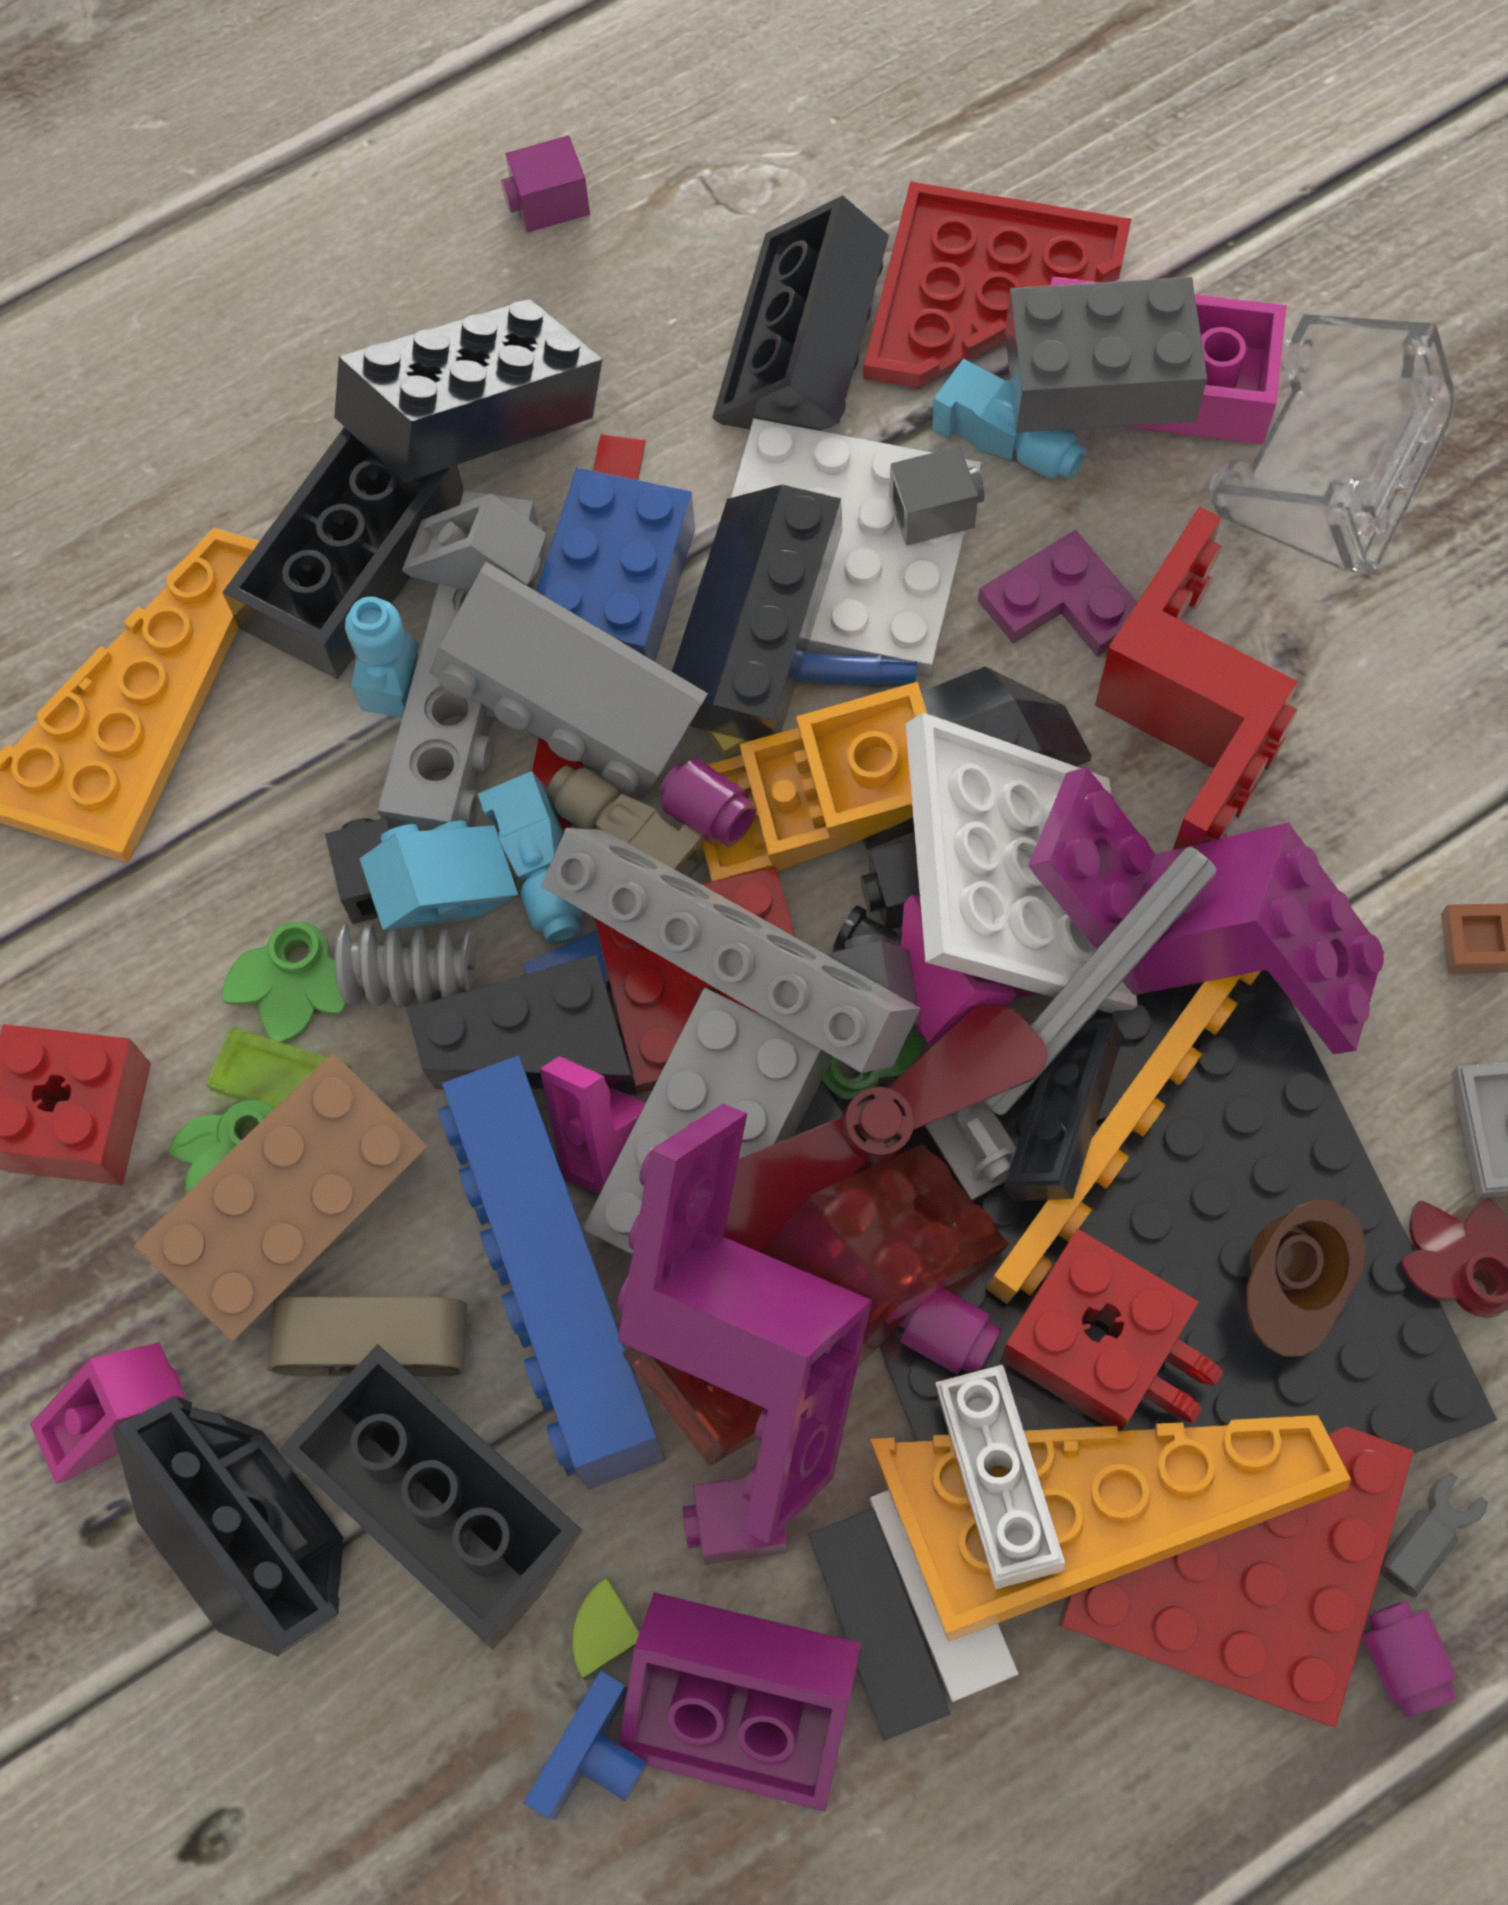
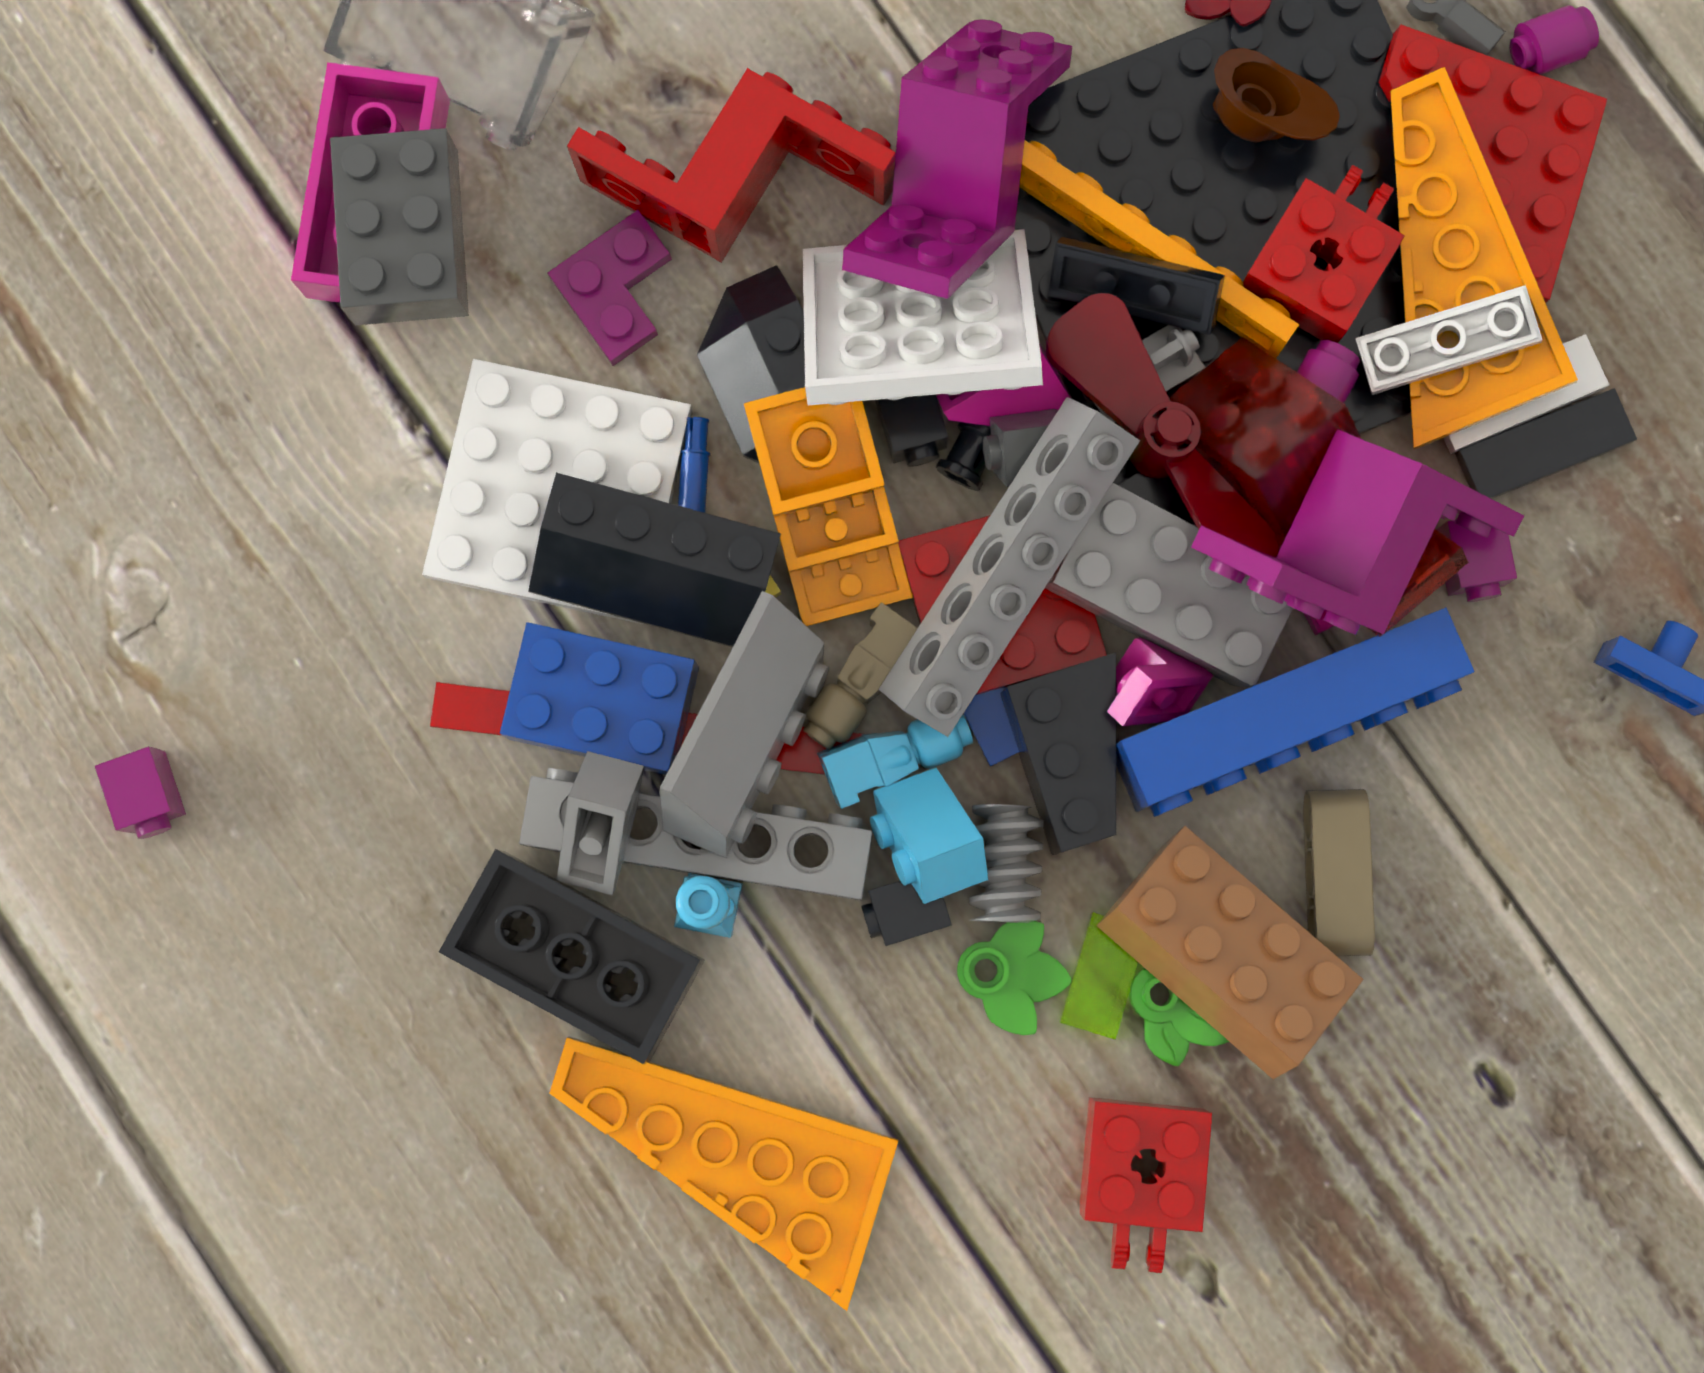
camera: 90 degrees left, 15 degrees up
(108, 1390) = (1413, 1088): dark pink slope -> none
(232, 1523) = (1509, 963): black wedge -> none
(434, 1495) = (1480, 801): black slope -> none
(466, 388) = (416, 842): black brick -> none
(602, 1630) = (1564, 663): lime tile -> none
(707, 802) = (848, 598): magenta brick -> none
(738, 1700) = (1614, 548): magenta slope -> none
(803, 320) = (313, 529): black slope -> none
(935, 495) = (528, 394): dark grey brick -> none
(956, 271) = (256, 361): red plate -> none
(982, 411) = (428, 346): medium azure piece -> none
(1115, 960) = (1006, 226): light grey axle -> none

